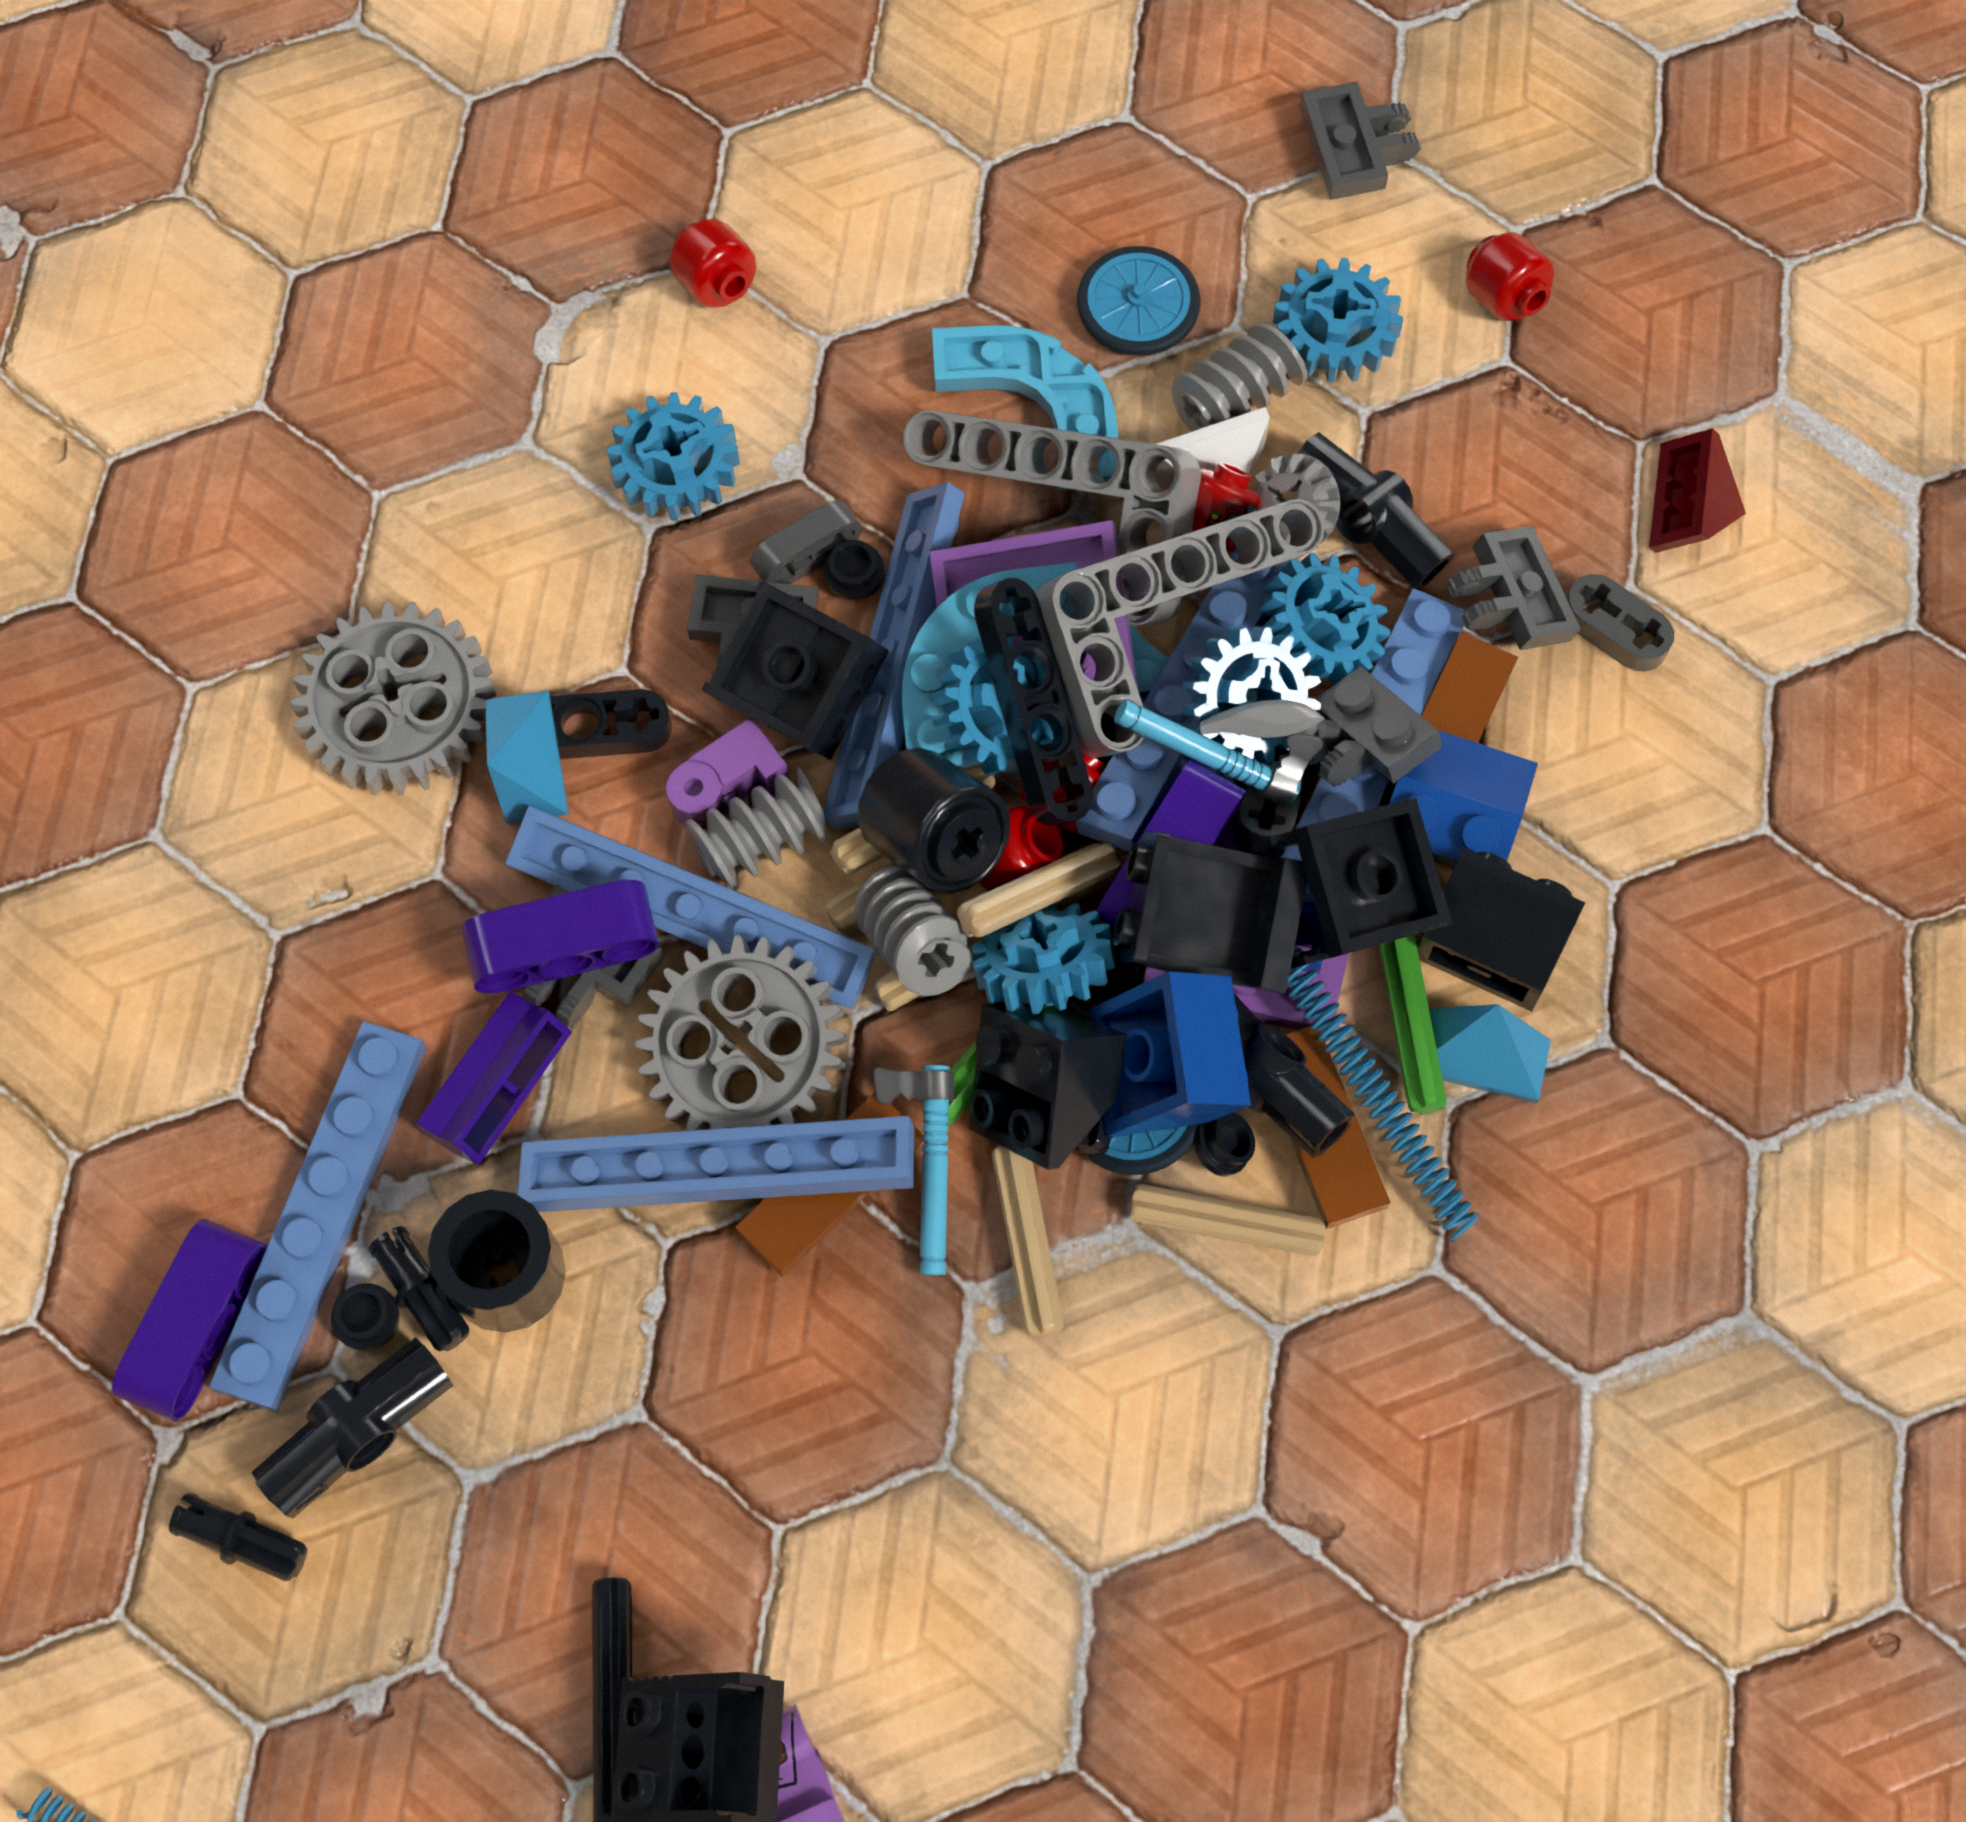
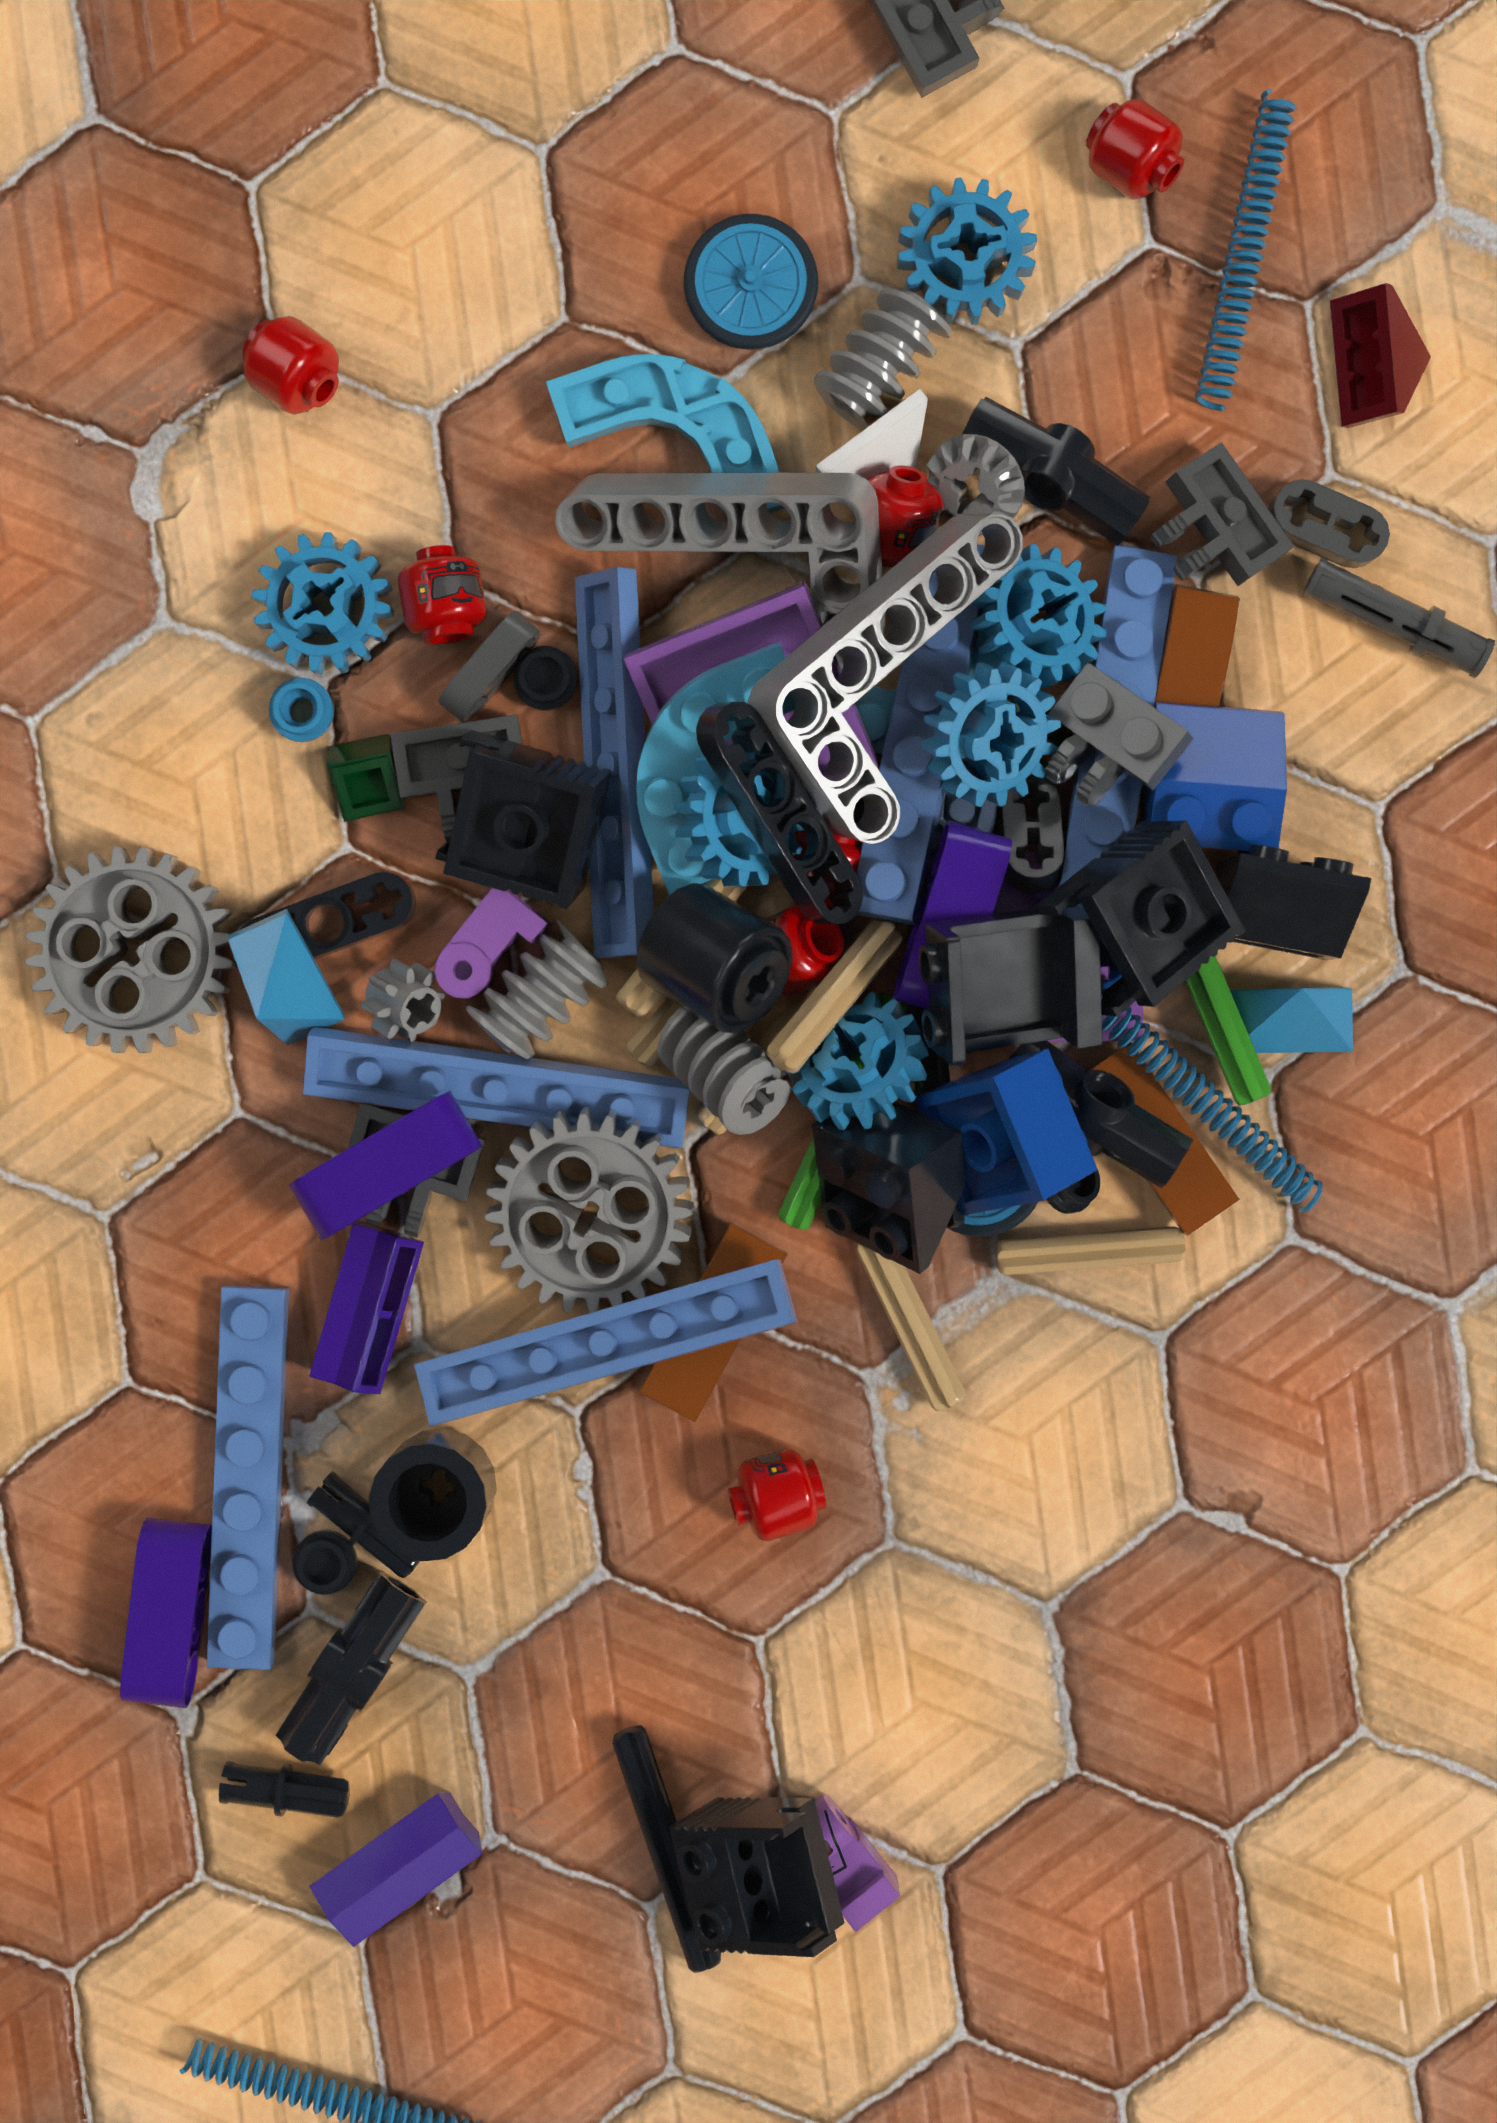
camera: 15 degrees left, 20 degrees up
(323, 1651) = (397, 1868): none -> dark purple piece
(621, 525) = (287, 696): none -> dark azure plate
(628, 803) = (403, 1000): none -> light grey gear
(659, 614) = (365, 777): none -> dark green slope
(782, 473) = (442, 595): none -> red head
(842, 1368) = (777, 1494): none -> red head
(936, 1089) = (788, 1212): medium azure piece -> none
(1264, 719) = (1015, 769): light grey bar -> none
(1274, 782) = (1034, 816): medium azure piece -> none
(1570, 397) = (1275, 143): none -> dark azure piece
(1728, 758) = (1420, 628): none -> dark grey pin

